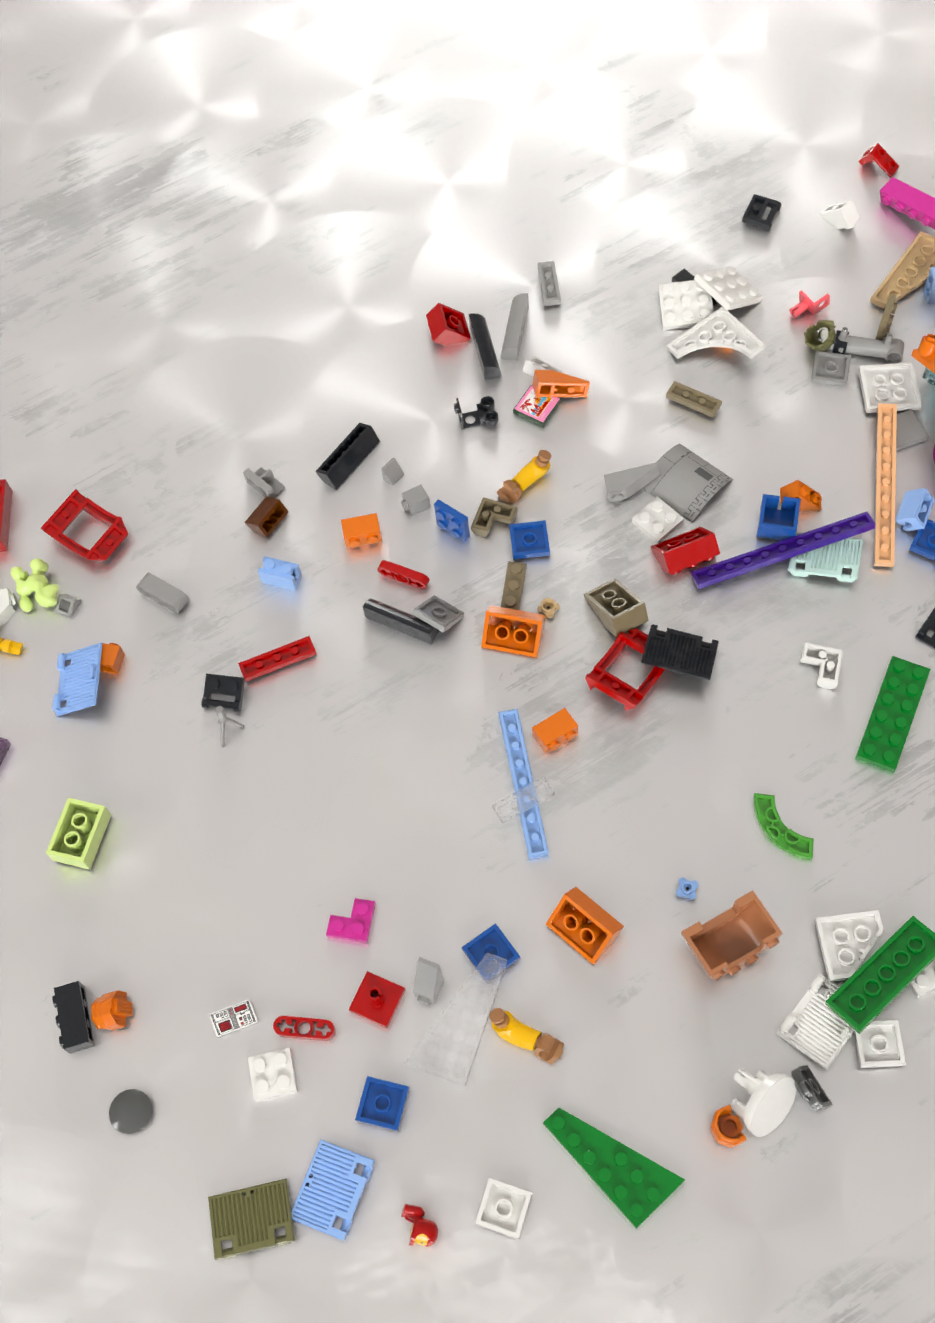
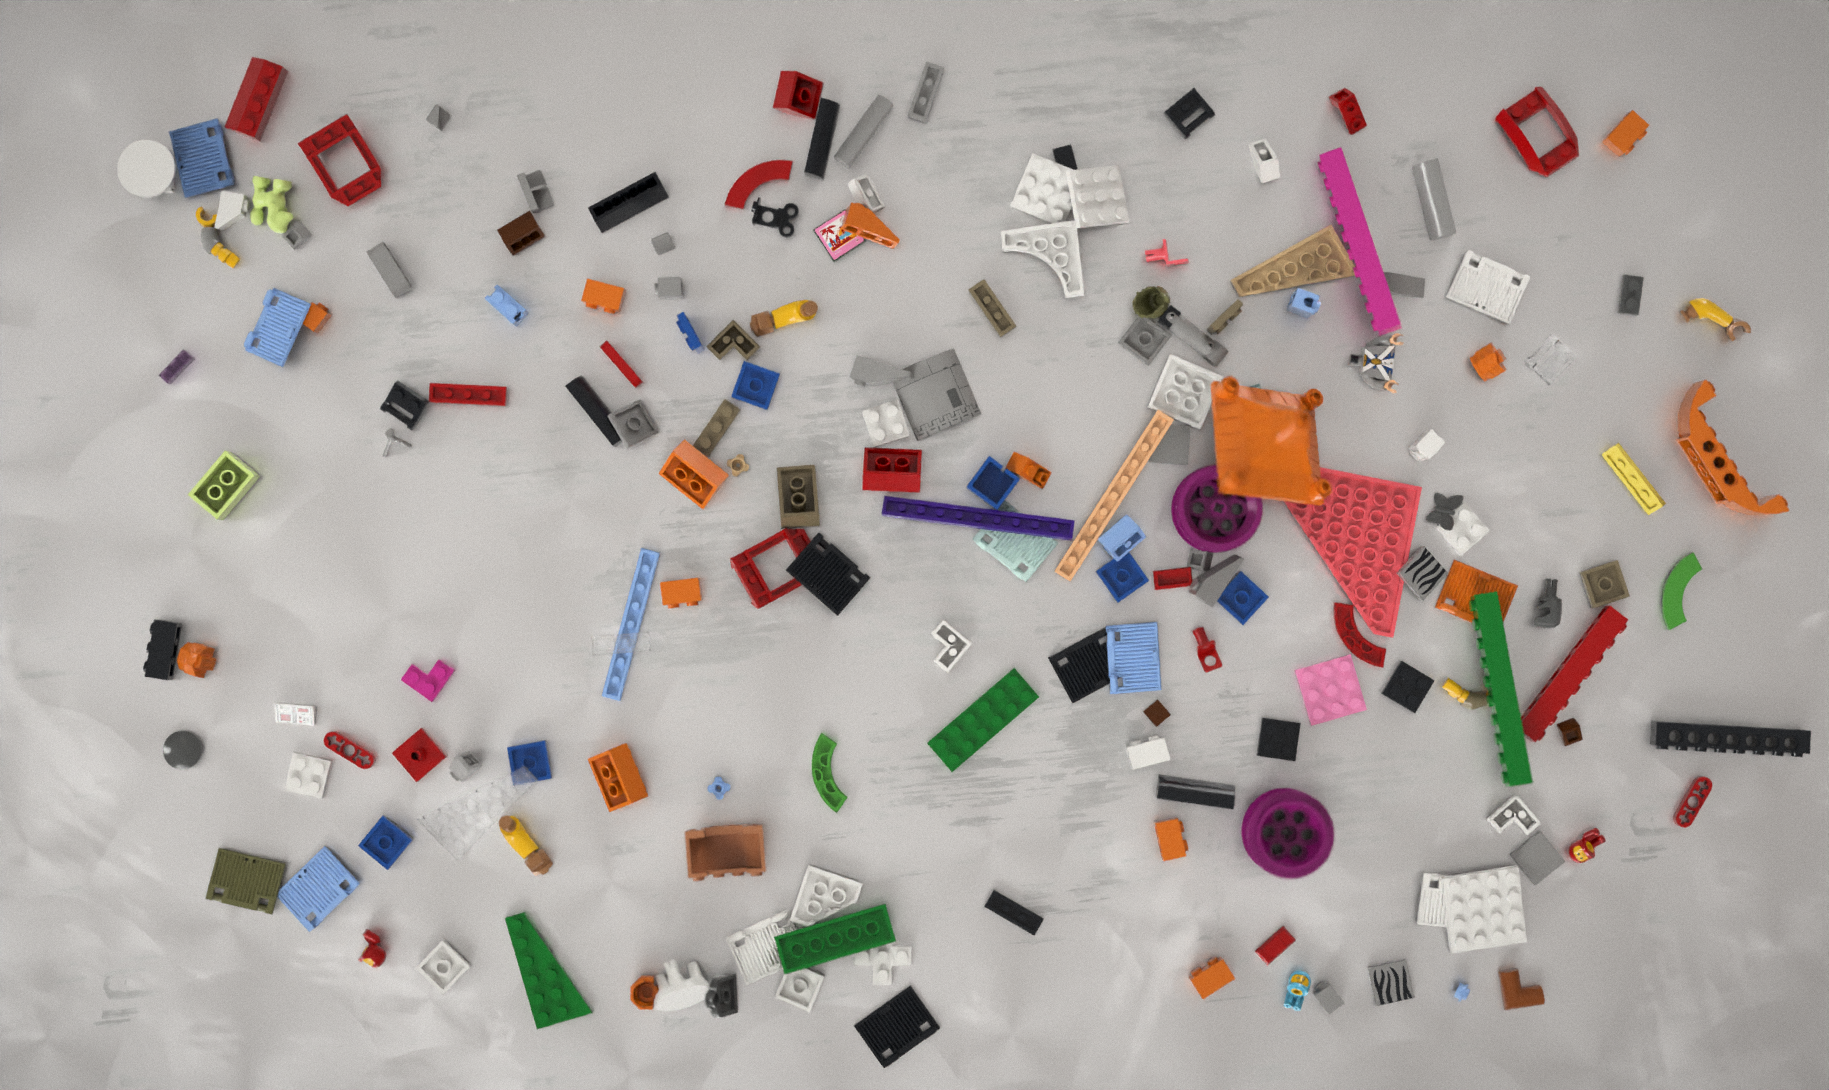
camera: 20 degrees right, 25 degrees up
(156, 466) = (438, 117): none -> light grey slope
(444, 395) = (755, 177): none -> red tile

